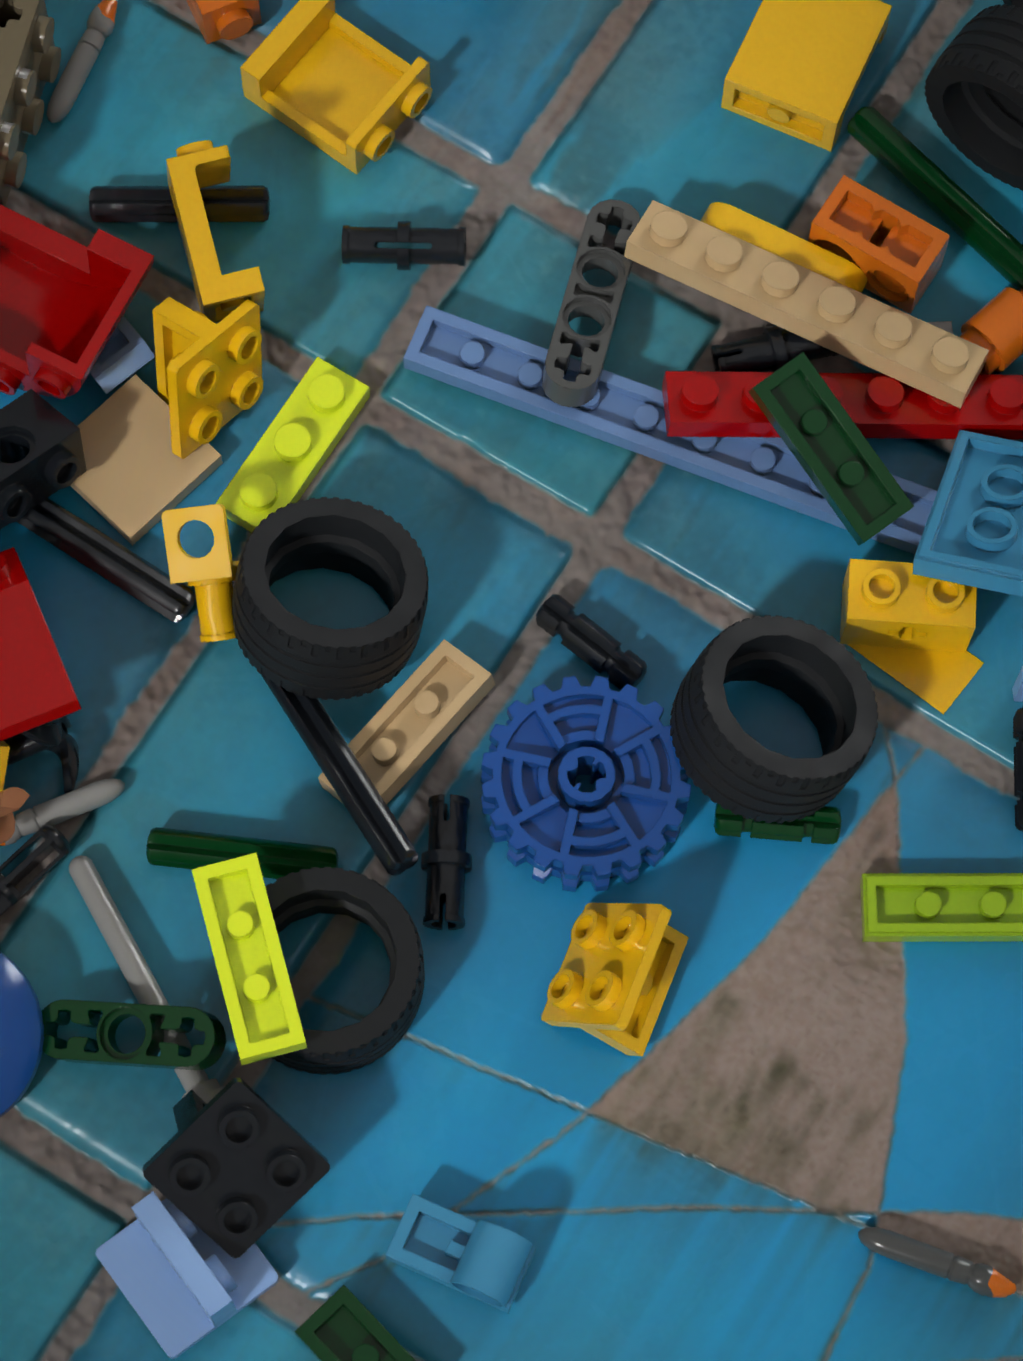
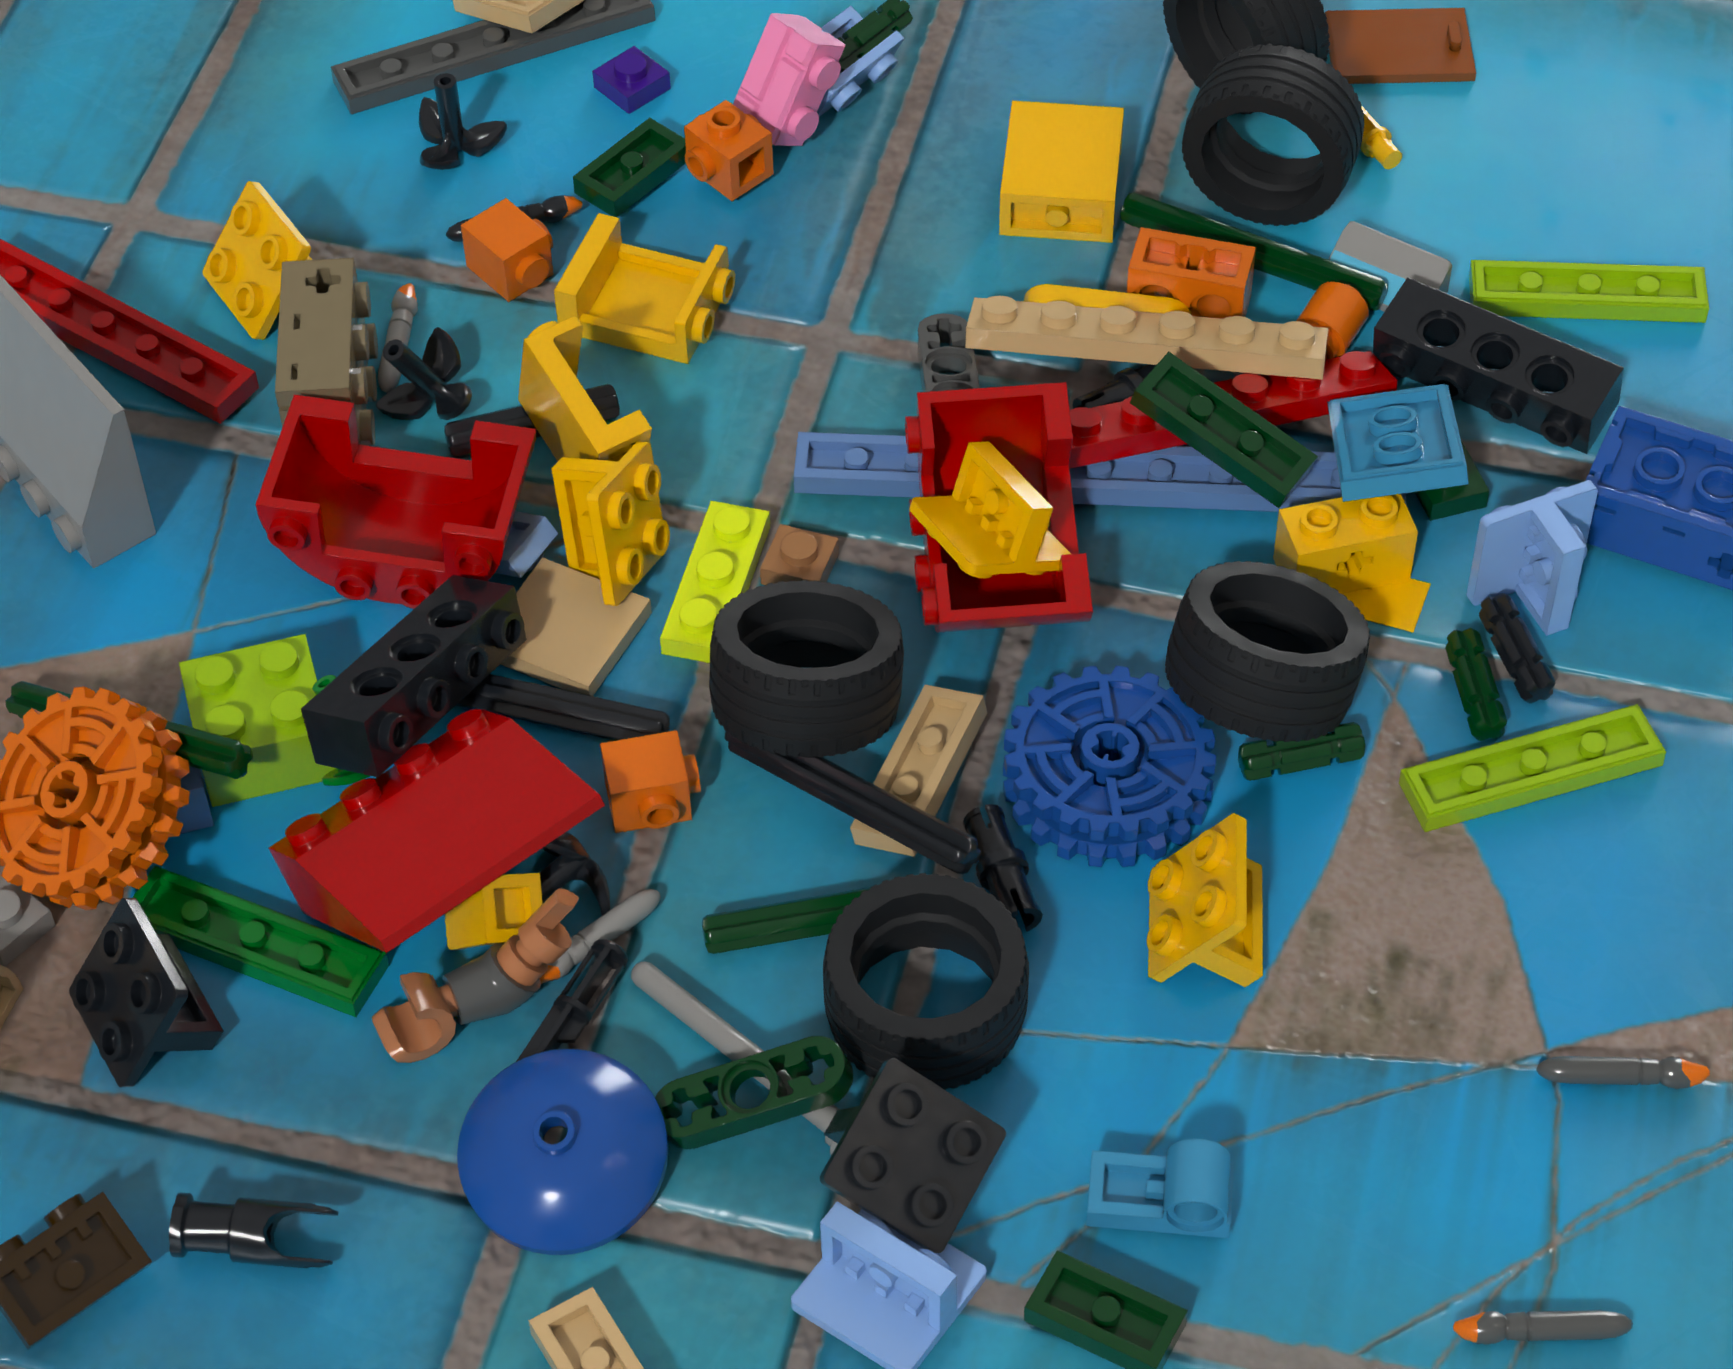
camera: 15 degrees left, 20 degrees down
(76, 133) = (427, 379): none -> black plant
(149, 666) = (649, 781): none -> orange brick
(209, 574) = (677, 682): yellow bracket -> none
(249, 959) = (856, 964): neon yellow plate -> none
(360, 245) = (757, 397): black pin -> none
(381, 450) = (799, 556): none -> medium nougat plate
(559, 495) = (992, 518): none -> yellow bracket
(571, 485) = (1036, 436): none -> red cylinder
(590, 642) = (1055, 653): black axle -> none
(975, 798) = (1476, 684): none -> dark green axle

